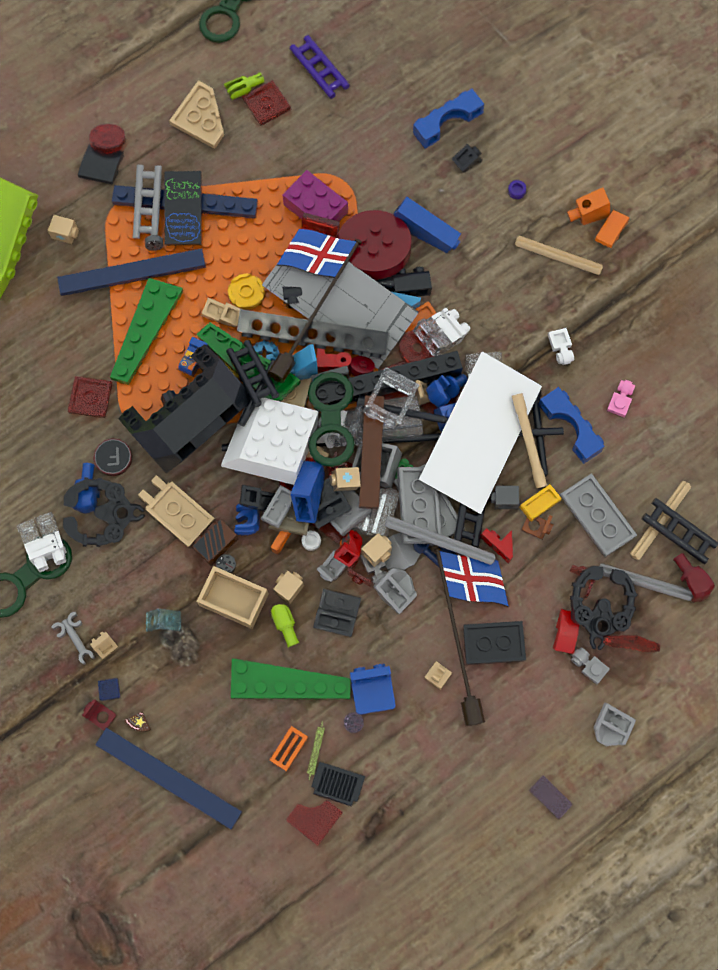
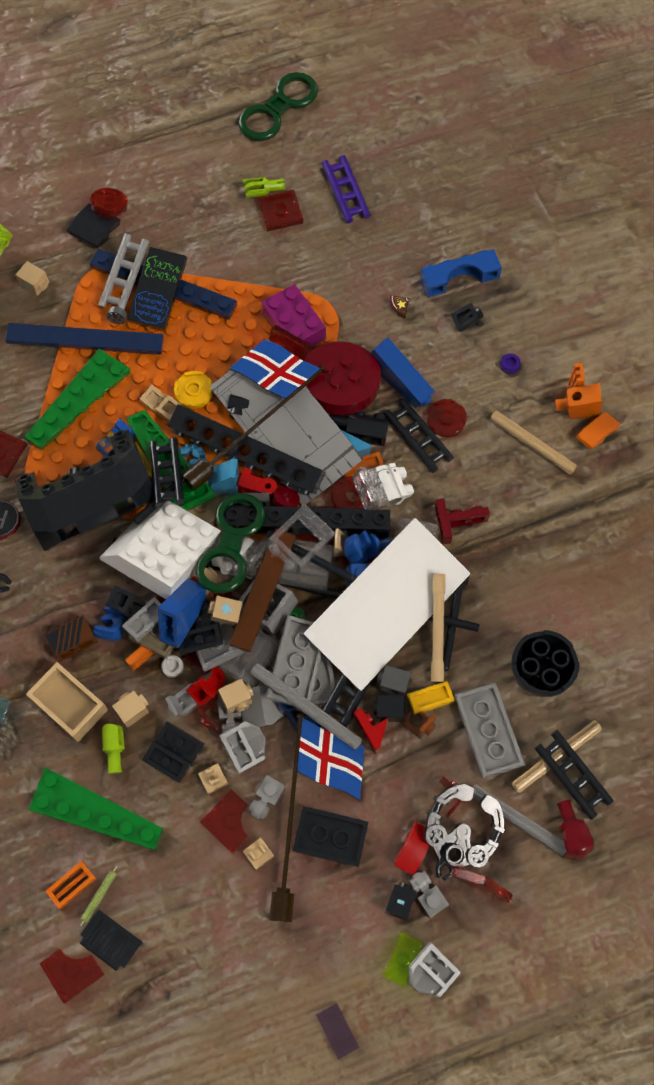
camera: 15 degrees right, 5 degrees down
(176, 511) = (43, 594): tan tile -> none
(199, 116) = (208, 205): tan plate -> none
(226, 563) = (75, 664): dark grey tile -> none
(353, 723) = (149, 878): clear purple tile -> none
(372, 689) = (181, 847): blue bracket -> none
(378, 624) = (213, 778): none -> tan tile
(402, 162) = (399, 305): none -> reddish brown tile
(402, 656) = (225, 821): none -> clear red tile
(431, 623) = (268, 792): none -> light grey plate
(455, 266) = (418, 447): none -> black bar
(477, 254) = (446, 418): none -> clear red tile
(510, 521) = (391, 708): none -> black brick
(514, 341) = (457, 518): none -> dark red bracket
(557, 406) = (481, 600): blue arch -> none
(561, 341) = (507, 532): white plate -> none
(569, 678) = (400, 901): none -> black brick
(578, 189) = (574, 380): none -> orange tile
(585, 720) = (402, 956): none -> clear neon green plate
(620, 402) = (550, 615): bright pink plate -> none
(631, 438) = (550, 654): none -> black cone

